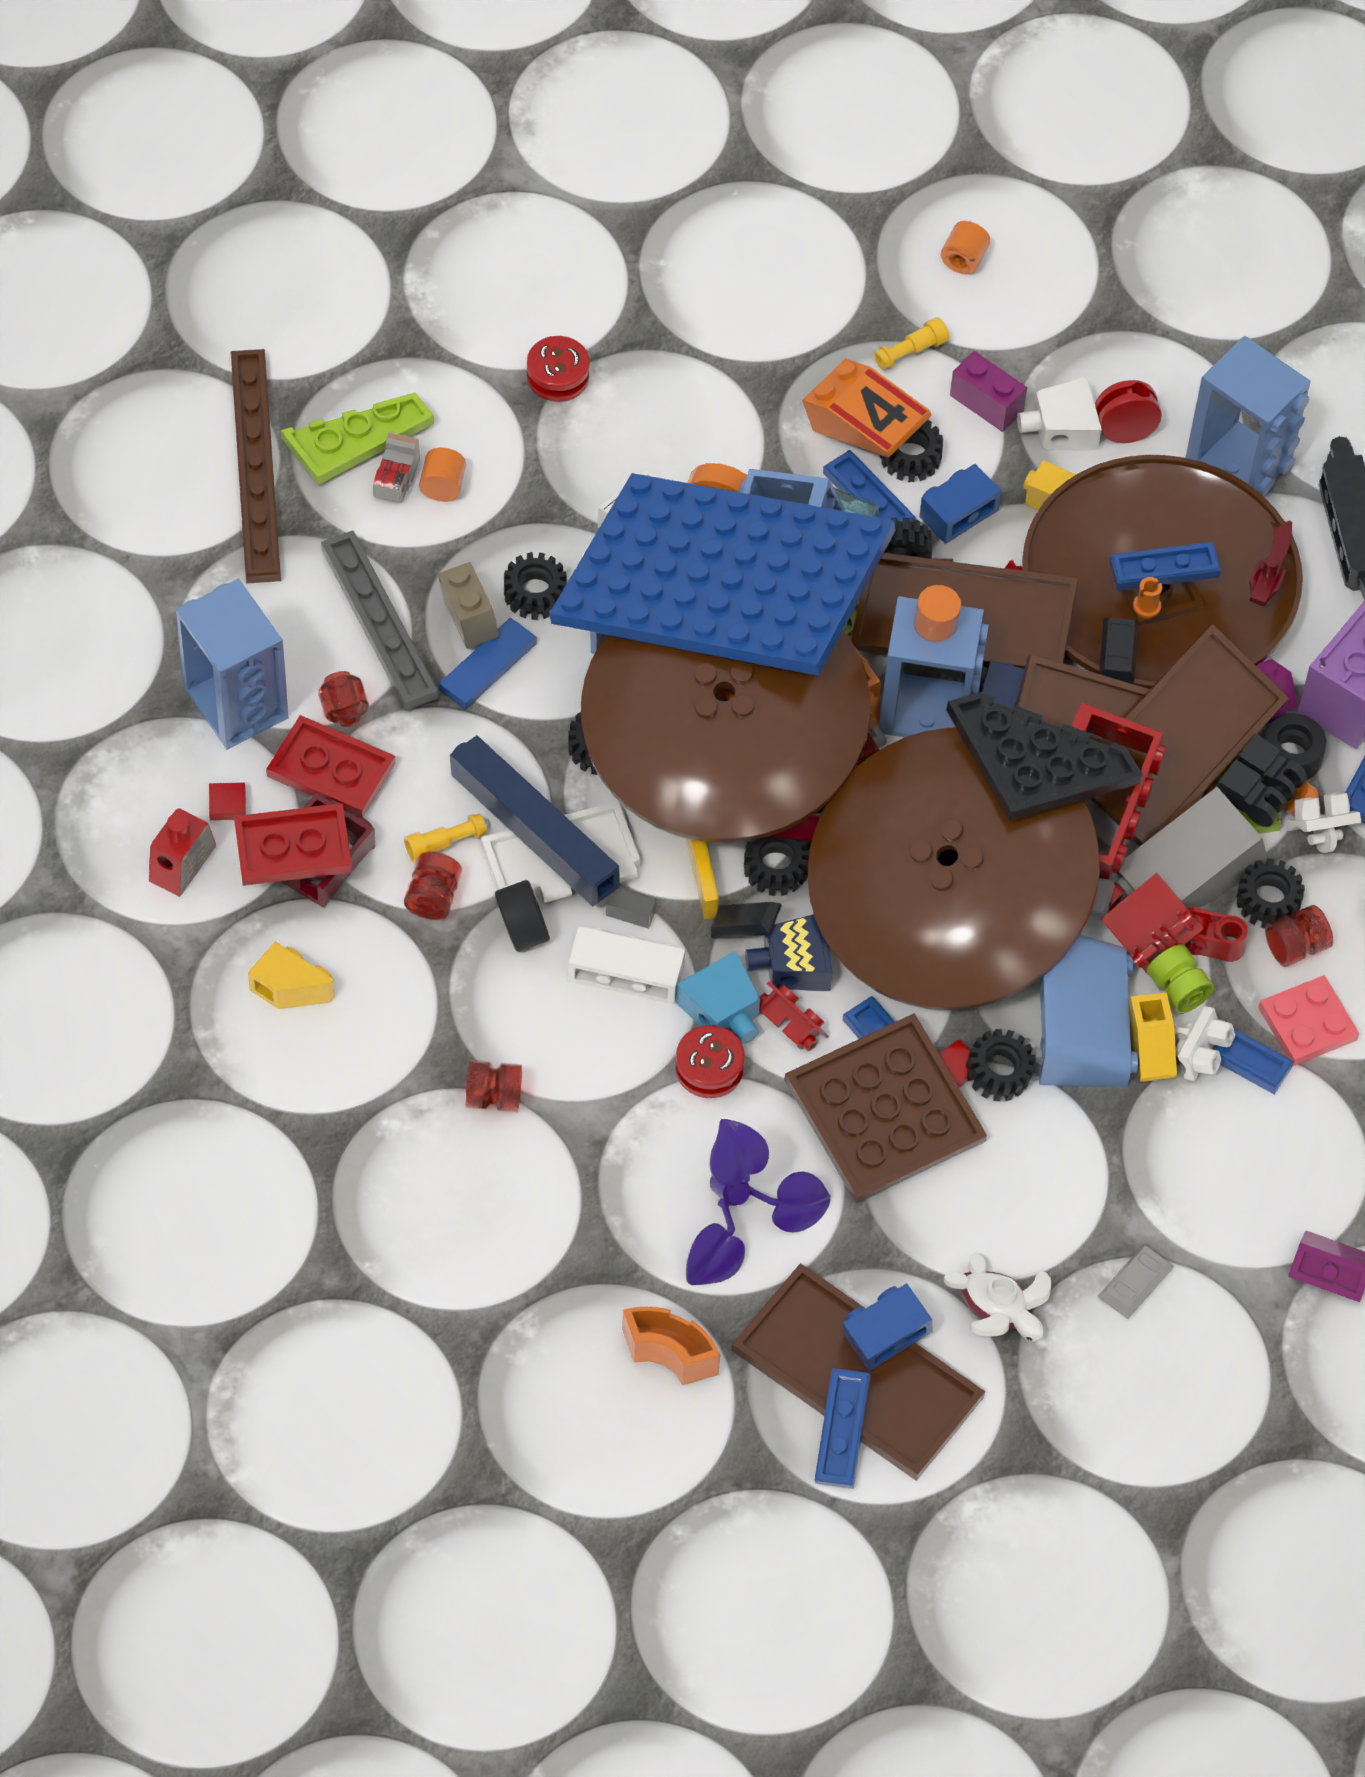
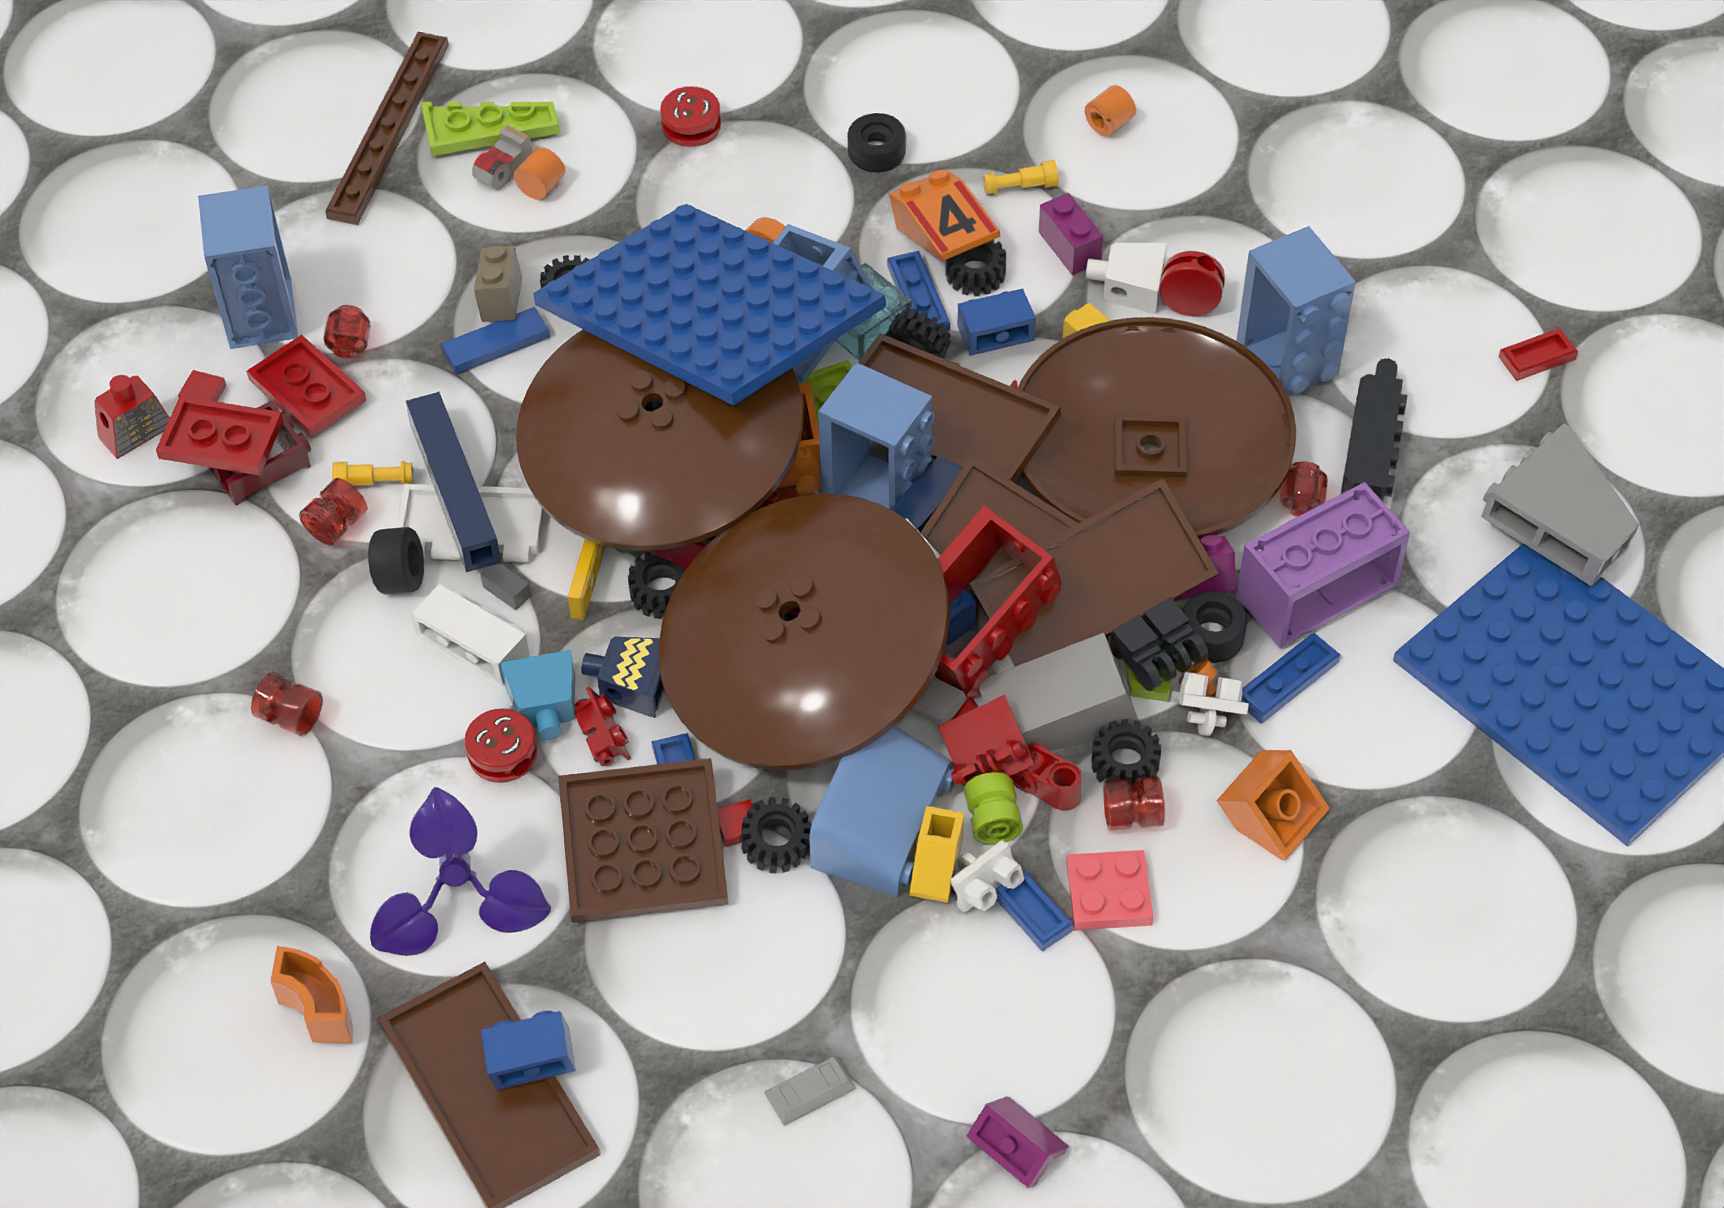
camera: 25 degrees right, 5 degrees down
(289, 980) = (160, 554): yellow slope -> none
(379, 620) = (418, 278): dark grey plate -> none
(745, 919) = (599, 625): black tile -> none
(758, 328) = (876, 157): none -> black tyre
(842, 1428) = (437, 1136): blue tile -> none
(937, 613) = (878, 383): orange piece -> none
(1000, 1300) = (657, 1062): white animal -> none
(1035, 762) = (913, 548): black plate -> none
(1119, 649) = (1073, 483): black tile -> none
(1147, 602) = (1119, 448): orange pin -> none
(1165, 564) = (1154, 421): blue tile -> none
(1268, 574) = (1254, 453): dark red piece -> none
(1318, 589) = (1304, 488): none -> clear red head

